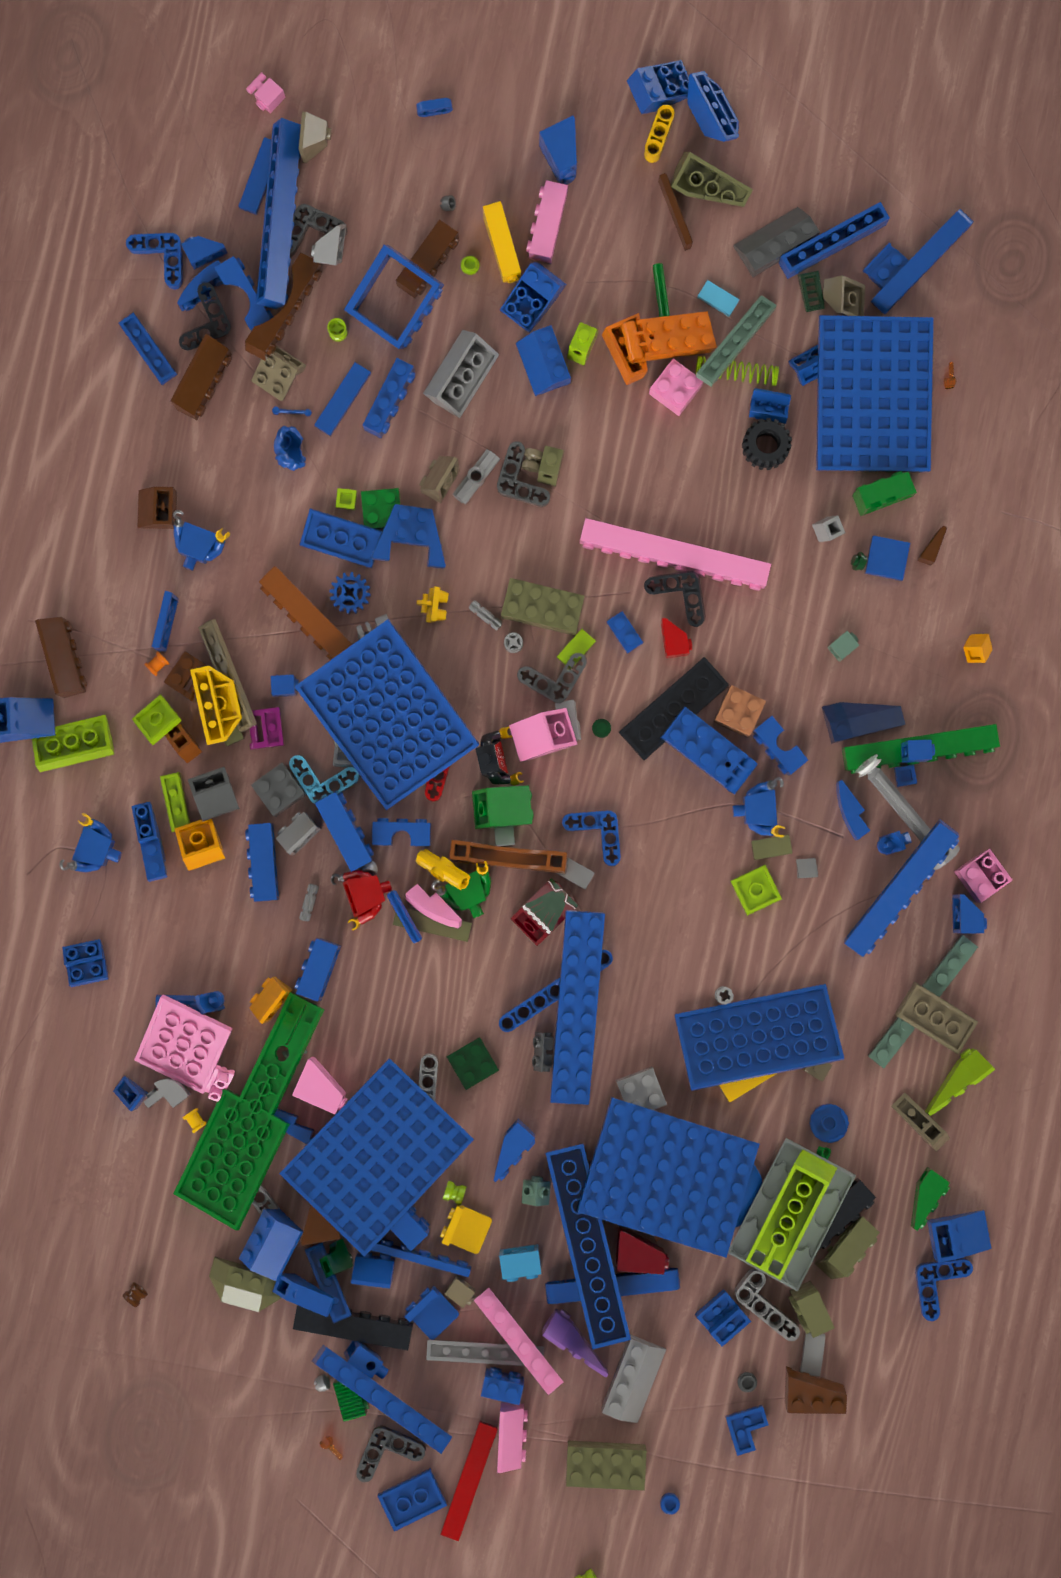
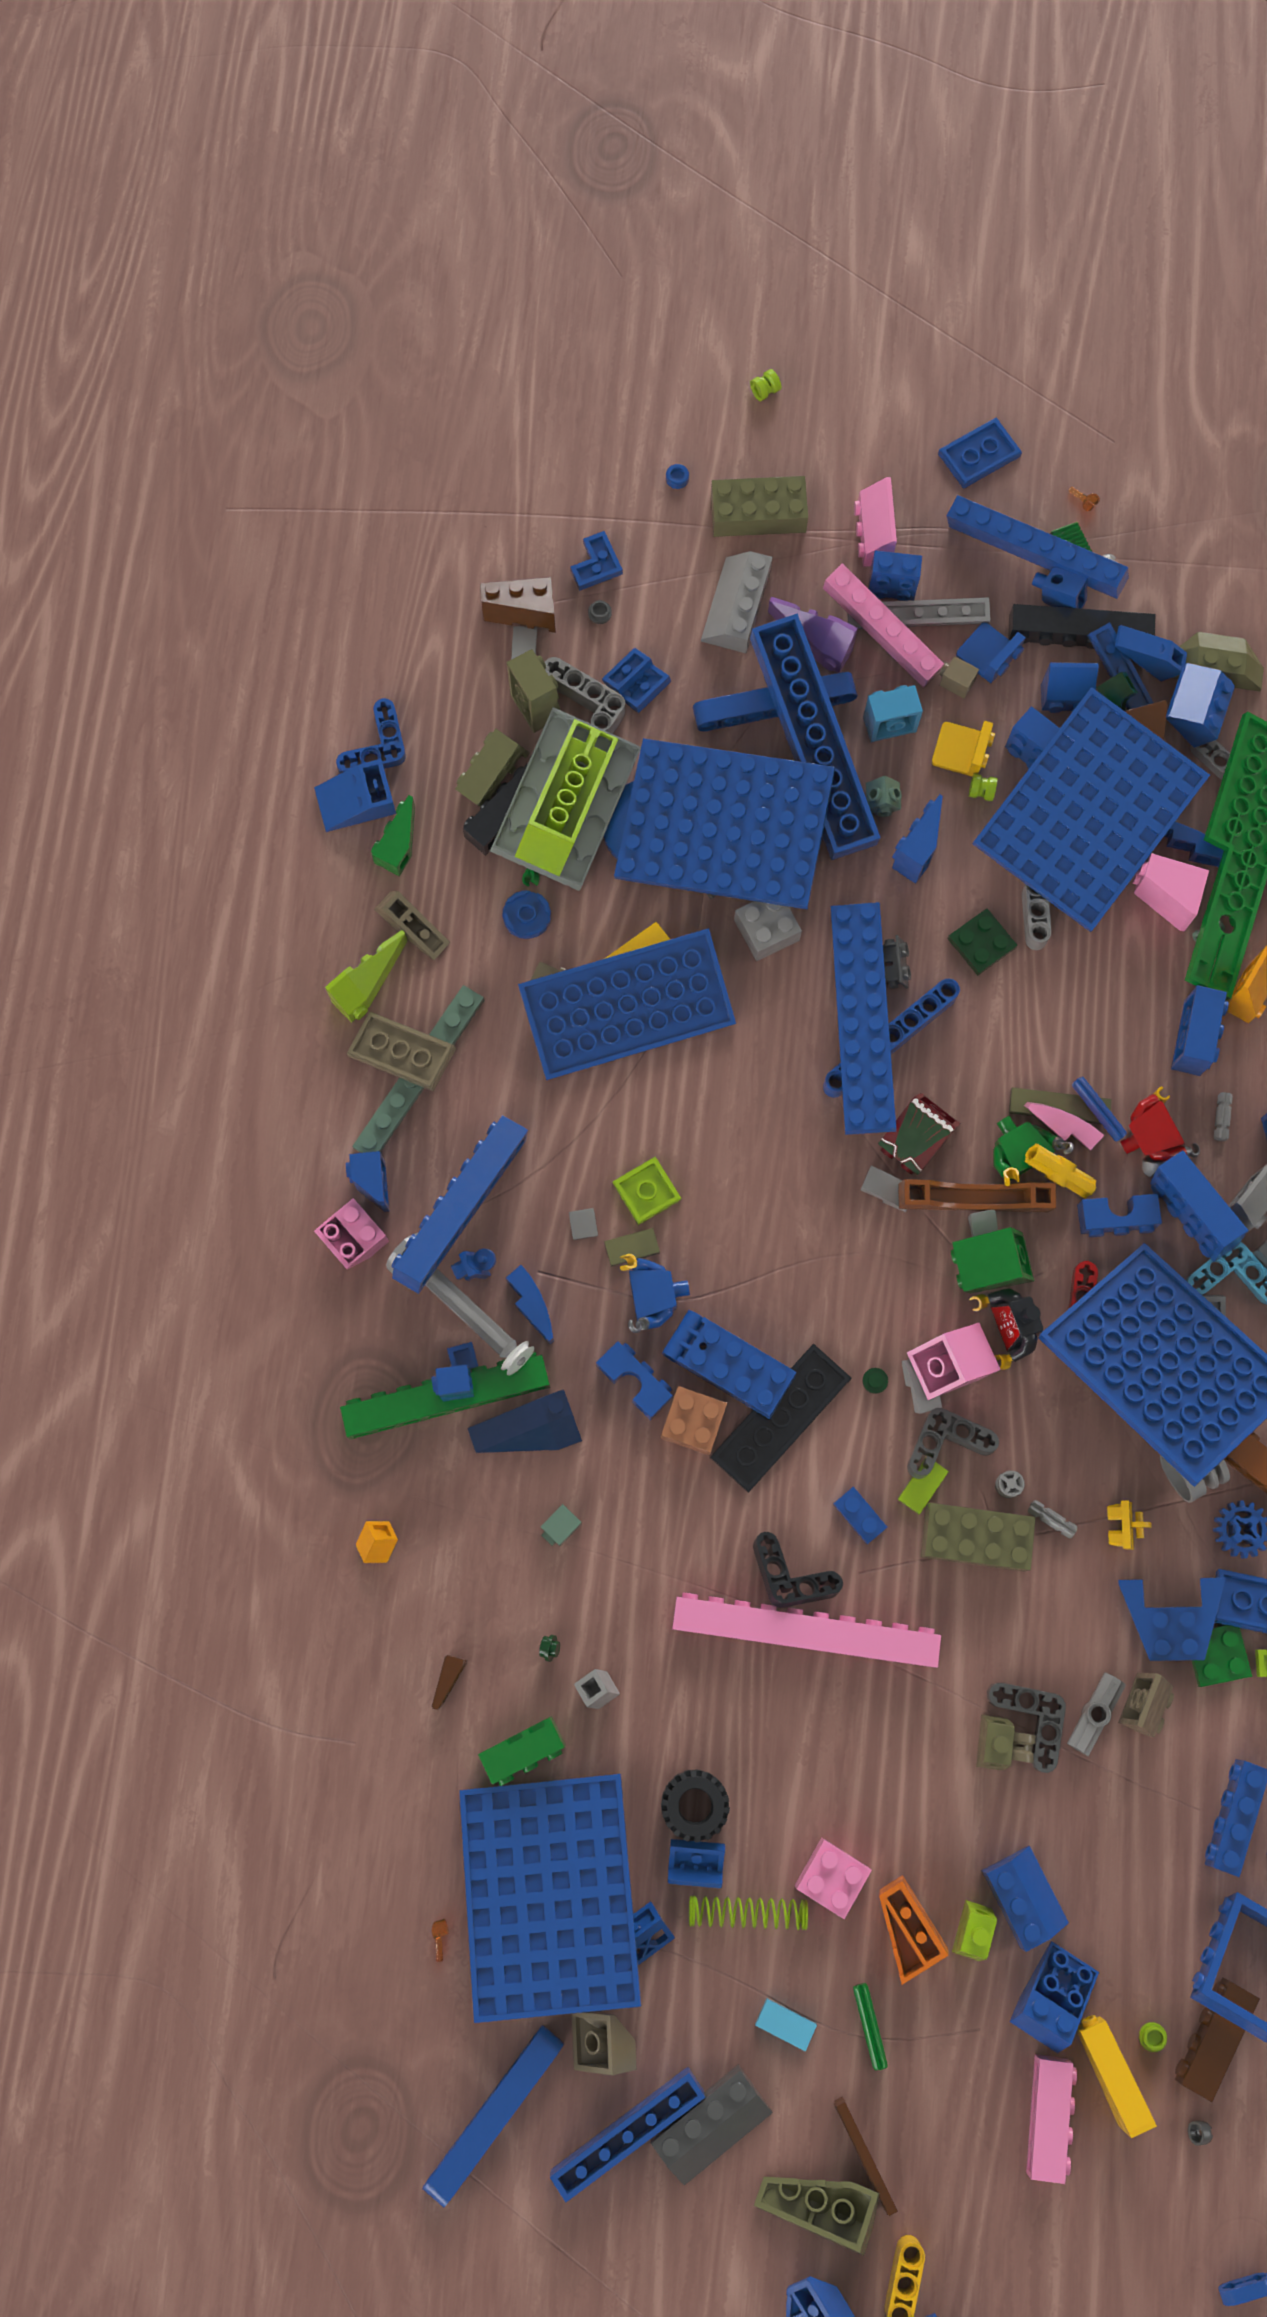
camera: 170 degrees right, 10 degrees down
(387, 1443) = (1018, 507): dark grey beam -> none
(423, 1257) = (1003, 708): blue plate -> none
(461, 373) = (1140, 1866): light grey slope -> none
(469, 1481) = (916, 477): red tile -> none
(559, 149) = (1049, 2241): blue slope -> none
(599, 824) = (861, 1254): blue beam -> none
(639, 1254) = (747, 731): dark red slope -> none
(668, 337) = (855, 1951): orange hinge -> none
(675, 640) = (791, 1509): red slope -> none
(725, 1000) = (670, 1047): light grey bush -> none
(736, 341) = (755, 1957): sand green plate -> none
(803, 287) = (660, 2074): clear green slope -> none
(885, 265) = (546, 2103): blue plate -> none
(887, 558) = (509, 1658): blue tile -> none

